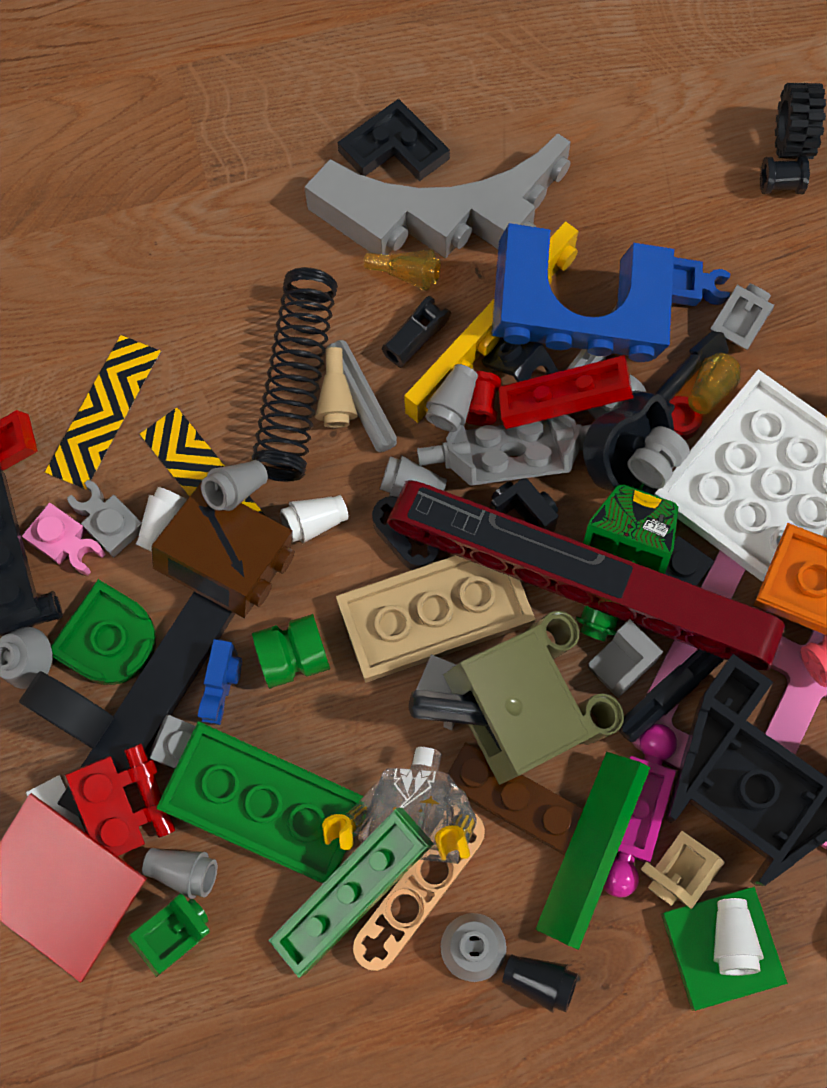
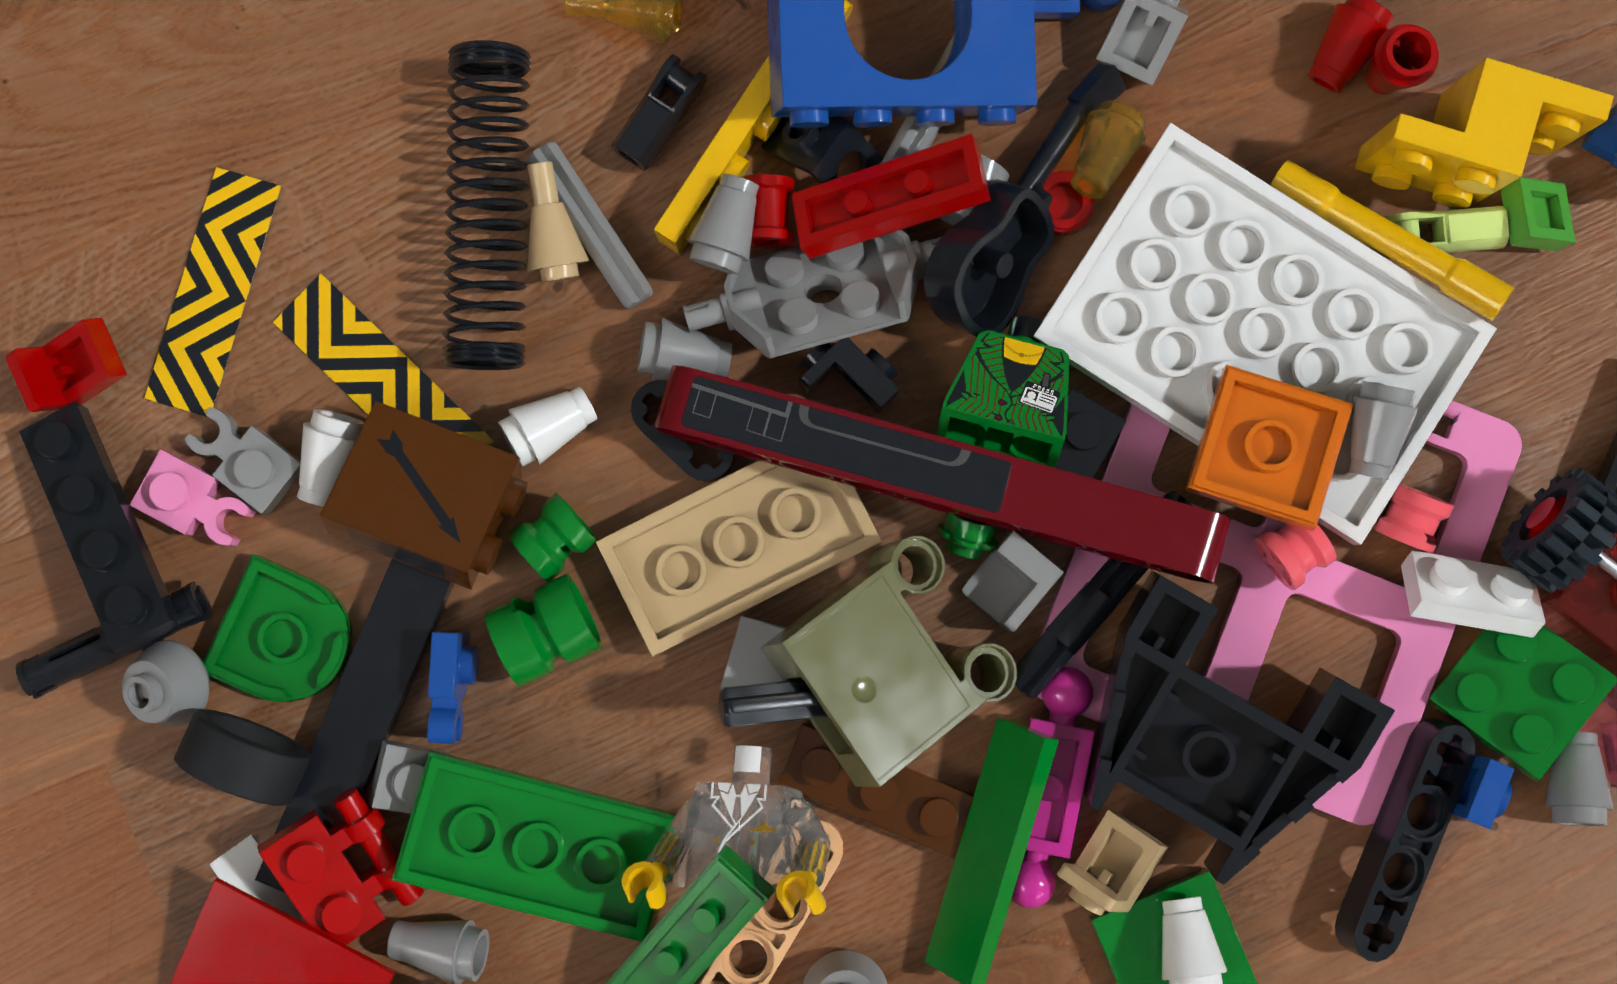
camera: 10 degrees left, 15 degrees up
(232, 484) = (422, 404): light grey cone -> none
(306, 590) = (552, 537): none -> green wheel
(656, 460) = (1035, 283): light grey wheel -> none

